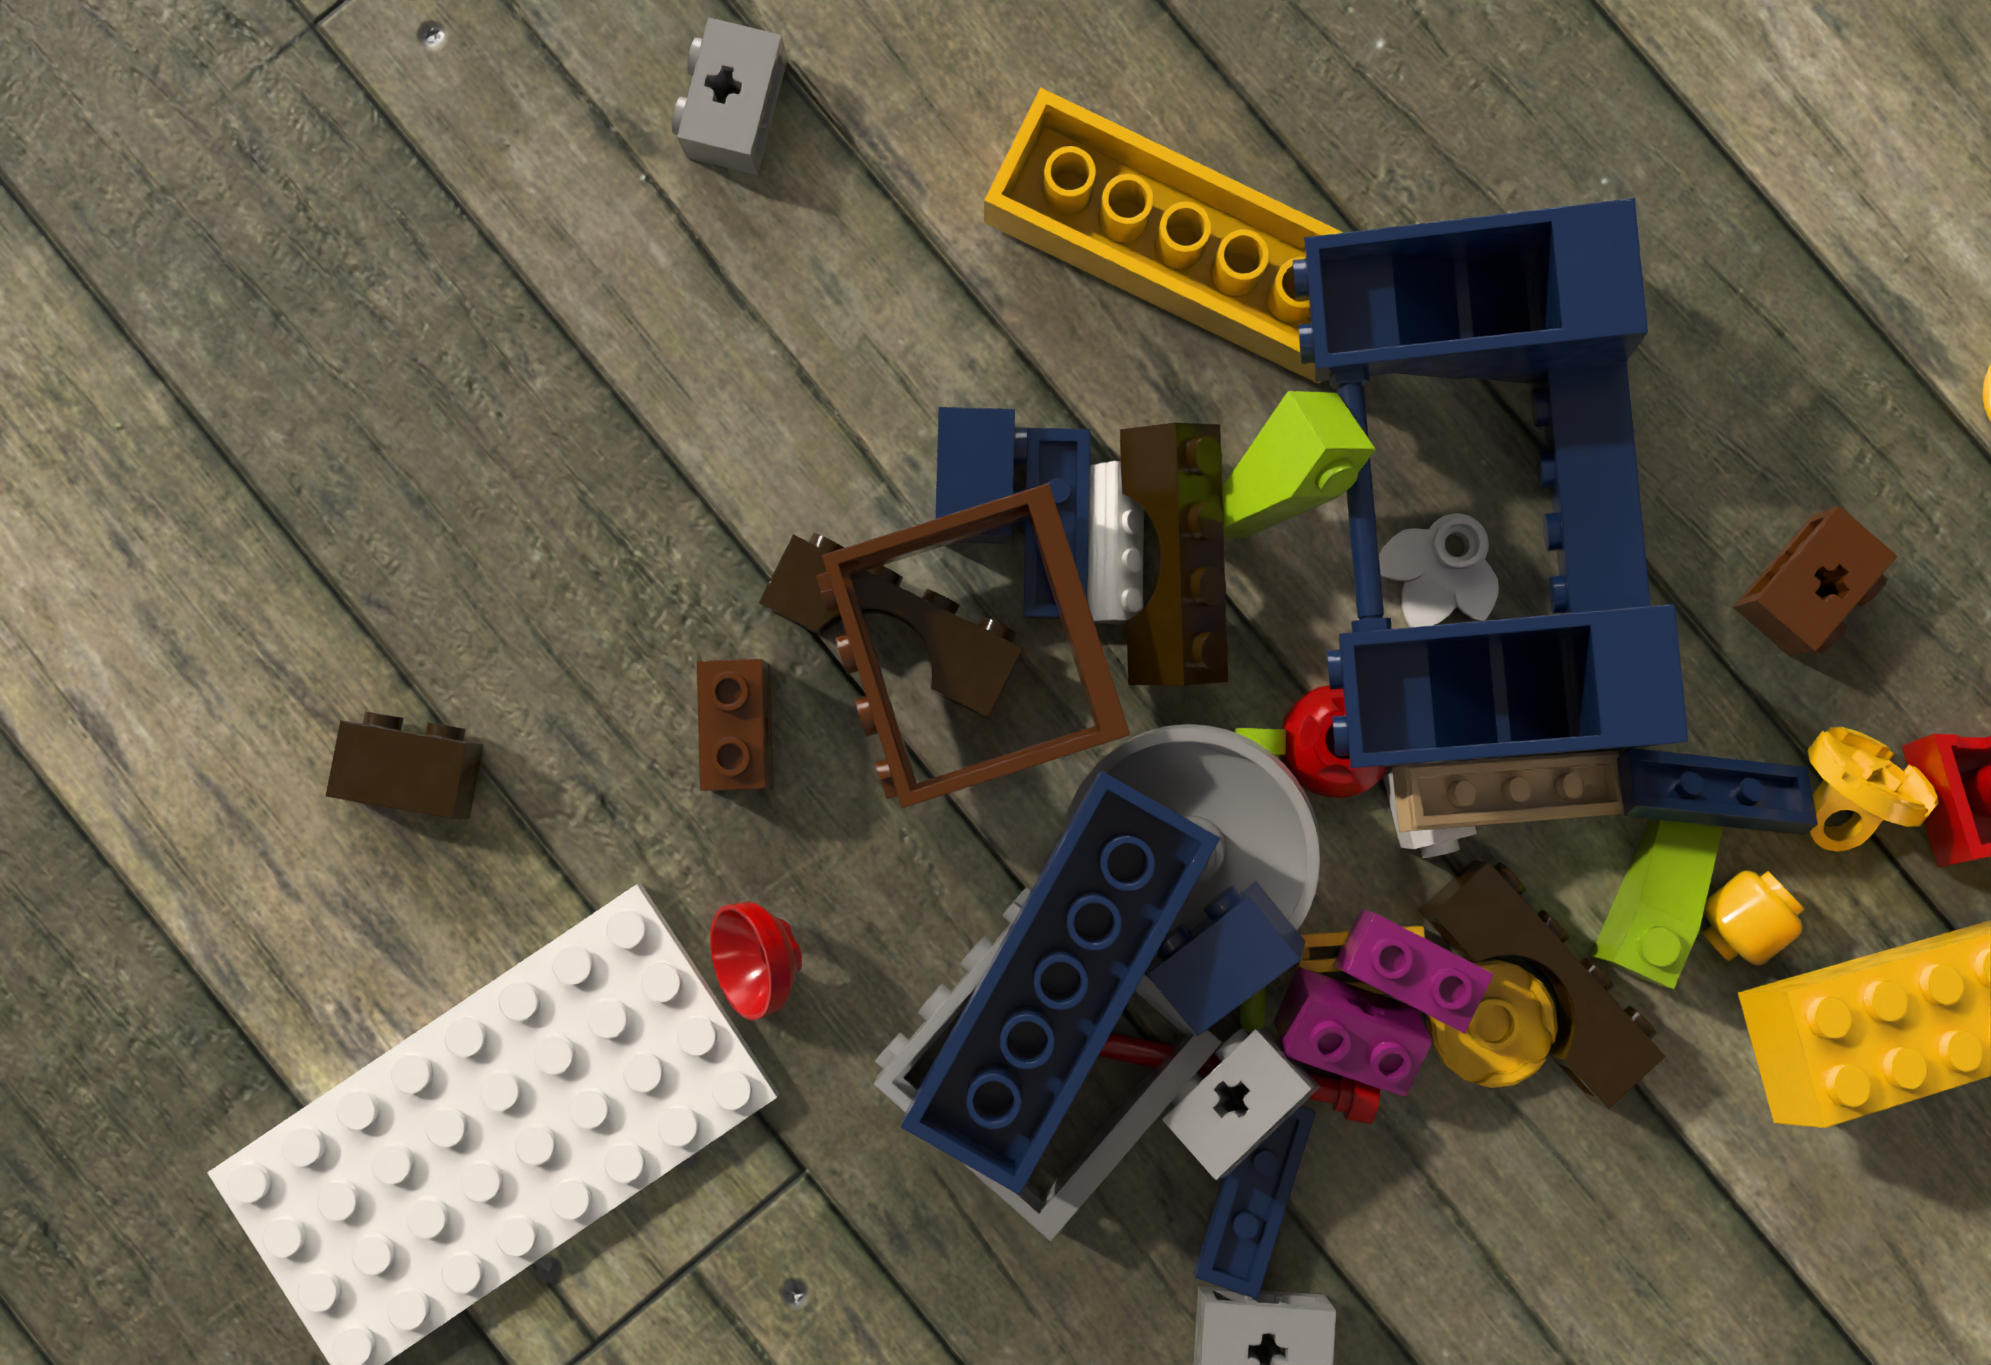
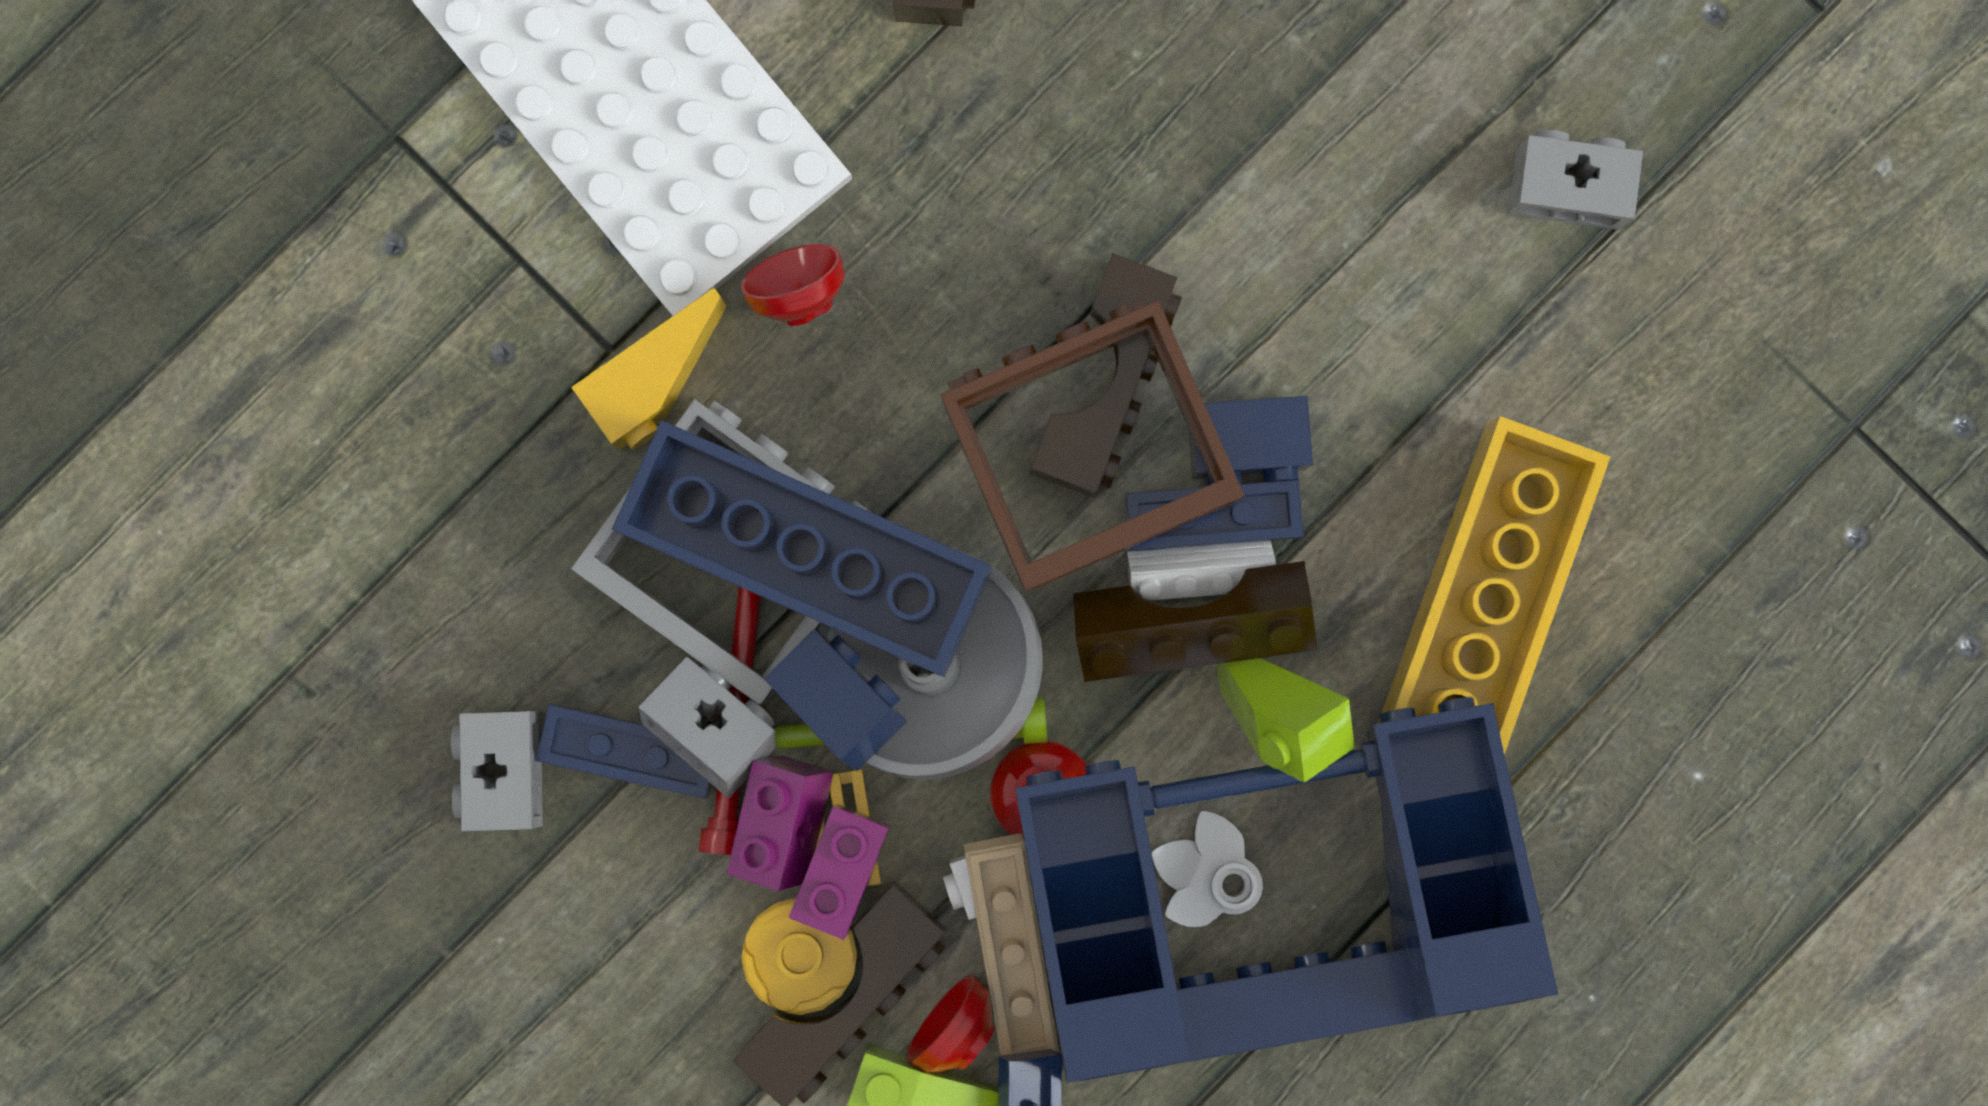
camera: 85 degrees right, 0 degrees up
(735, 725) = (1001, 245): reddish brown brick -> none
(843, 1135) = (645, 379): none -> yellow slope
(1591, 863) = (954, 1028): none -> red piece

